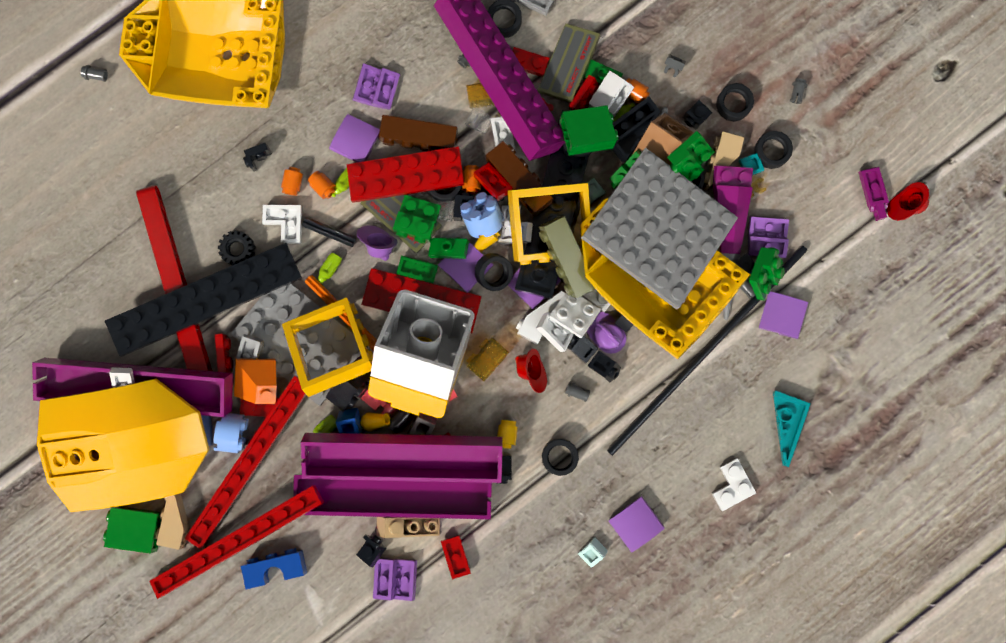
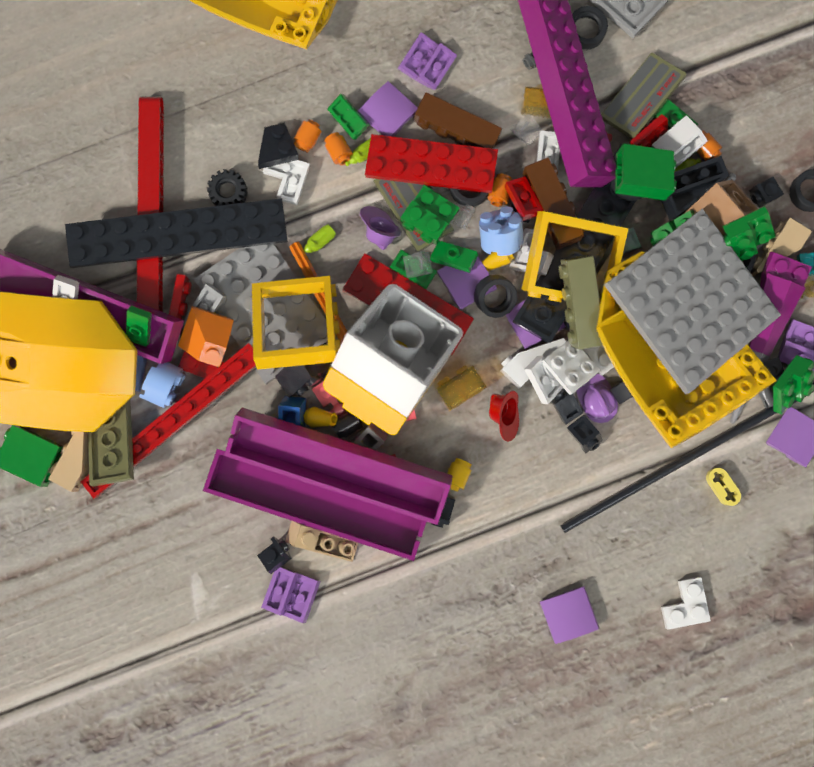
camera: 20 degrees right, 0 degrees up
(194, 390) = (138, 326): none -> green plate
(204, 503) = (112, 450): none -> olive tile
(236, 541) = (135, 501): red plate -> none
(256, 571) = (184, 543): blue arch -> none
(257, 153) = (277, 94): black bracket -> none
(268, 199) = (276, 147): none -> black wing
(322, 154) = (348, 116): none -> green plate
(326, 425) = (266, 407): lime piece -> none
(329, 231) = (331, 201): black axle -> none
(419, 264) = (417, 264): none -> clear slope
(455, 557) = (363, 590): red plate -> none
(459, 200) = (485, 206): black bracket -> none
(531, 62) = (603, 84): red plate -> none
(574, 454) = (523, 521): black tyre -> none
(577, 392) = (547, 452): dark grey pin -> none
(593, 552) = (513, 631): light aqua slope -> none
(675, 63) = (758, 129): dark grey tile -> none
(737, 372) = (727, 483): none -> light yellow beam
(790, 420) = (771, 552): teal wing -> none

